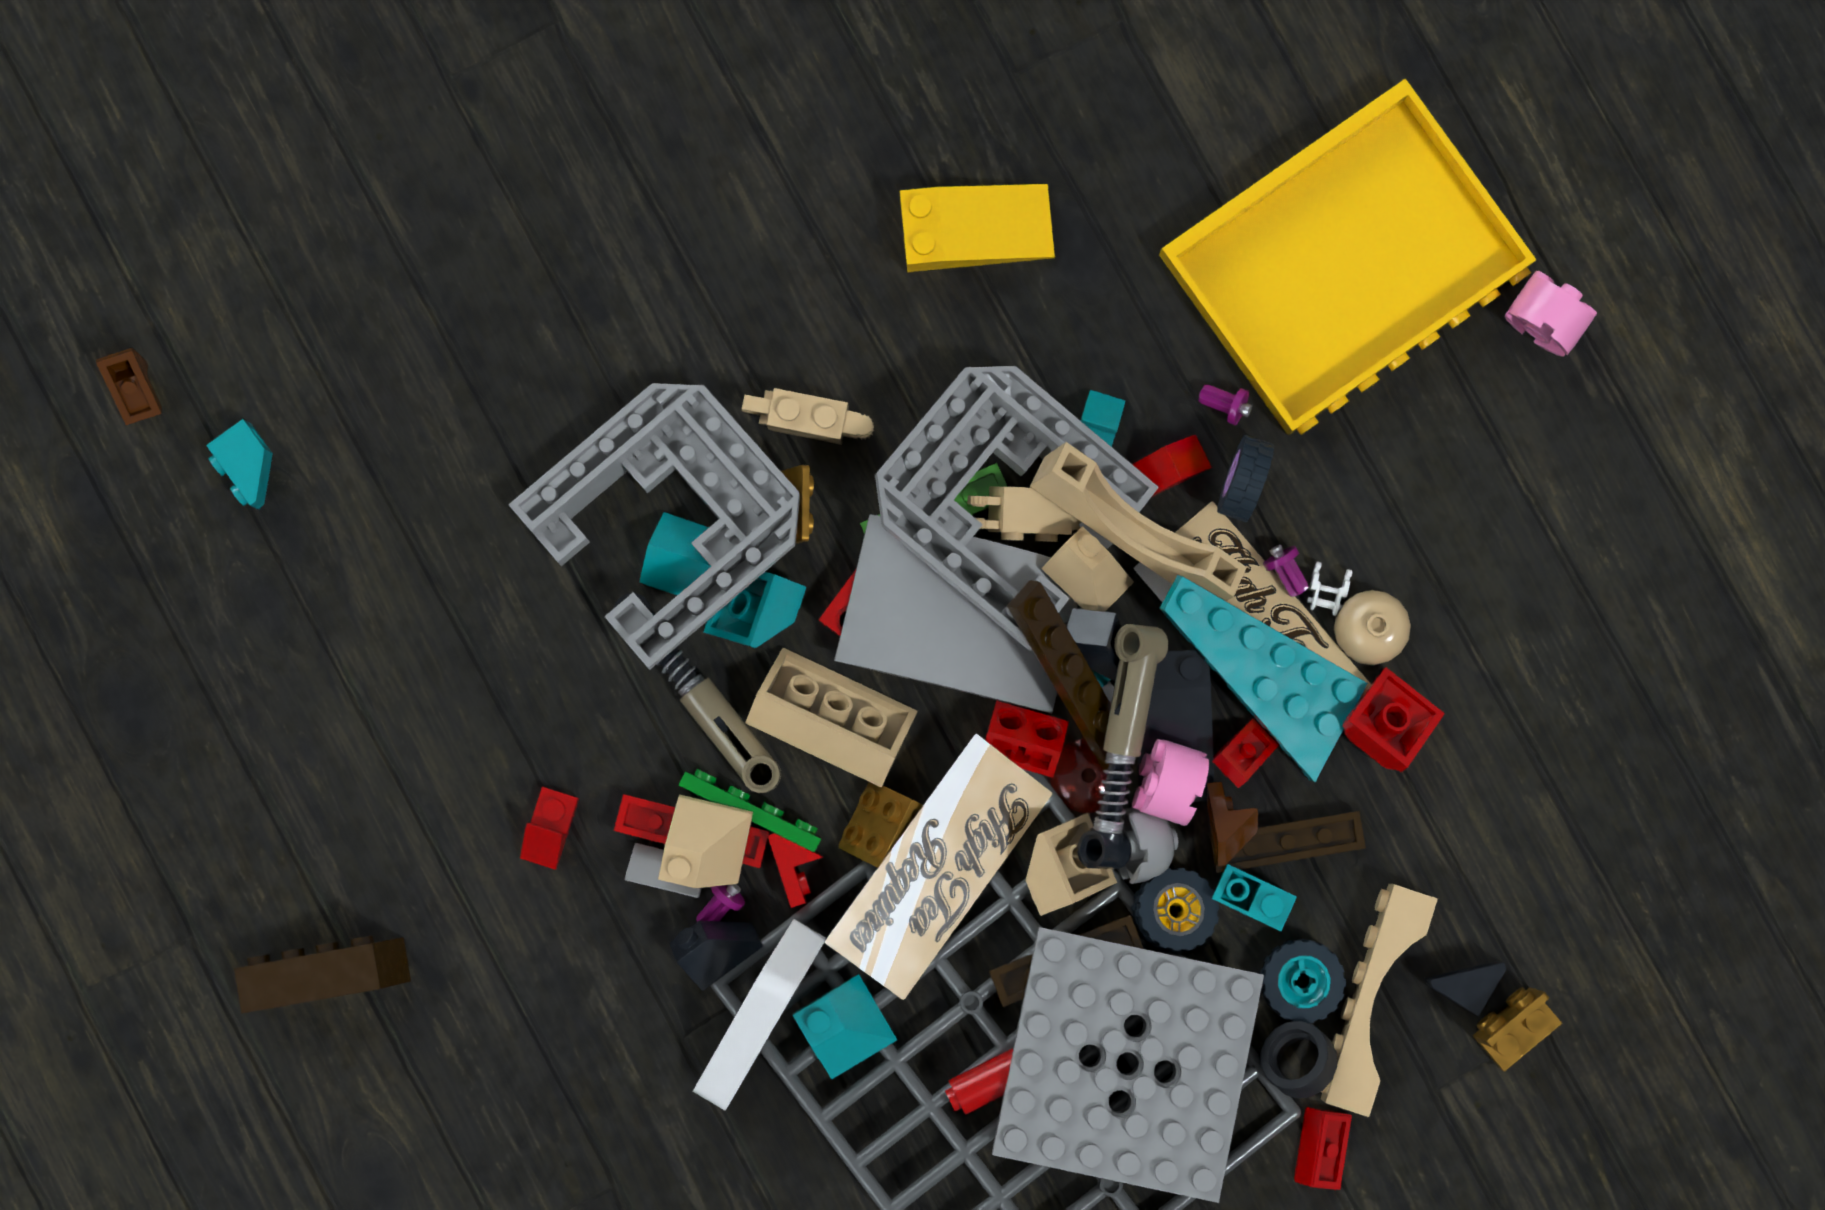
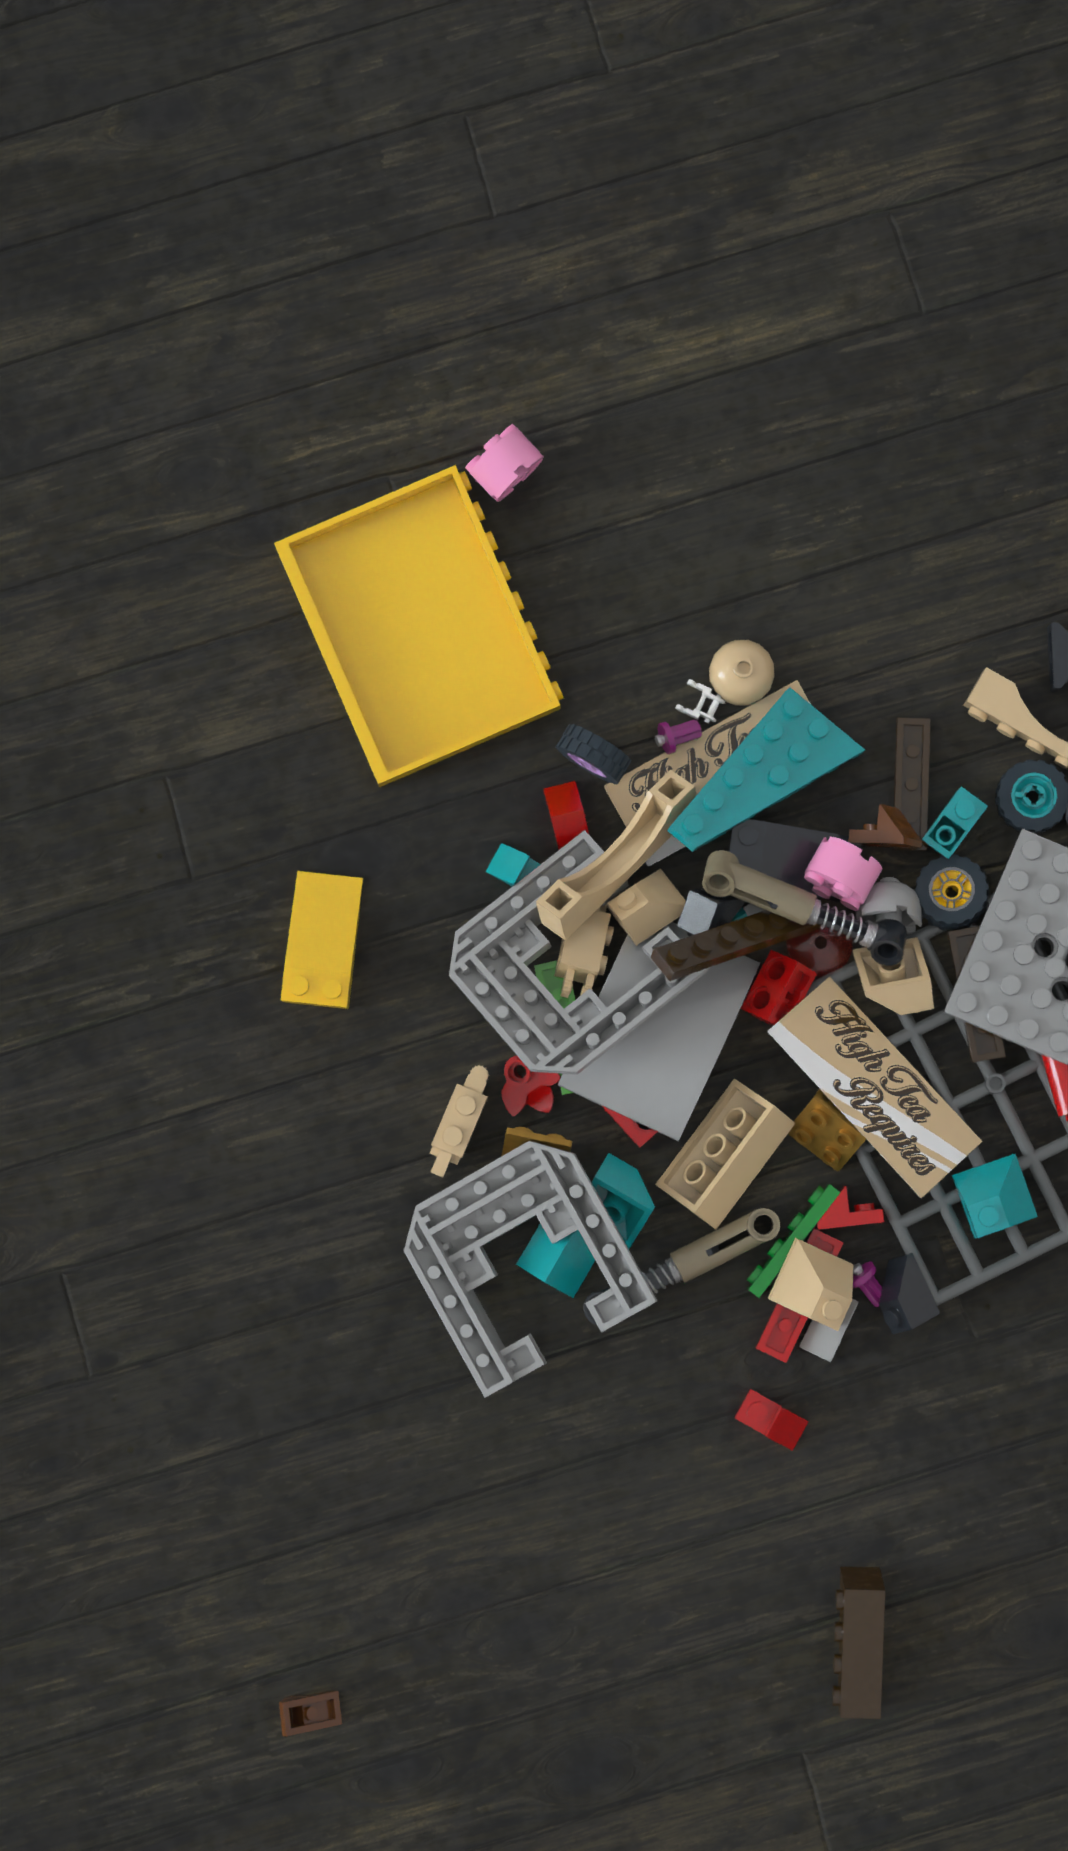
camera: 80 degrees left, 0 degrees up
(245, 460) = (396, 1623): teal slope -> none
(759, 1014) = (971, 1266): white beam -> none
(857, 483) = (531, 1089): none -> red plate
(1226, 402) = (521, 756): magenta piece -> none
(1245, 753) = (828, 804): red slope -> none
(1391, 721) = (826, 673): red slope -> none

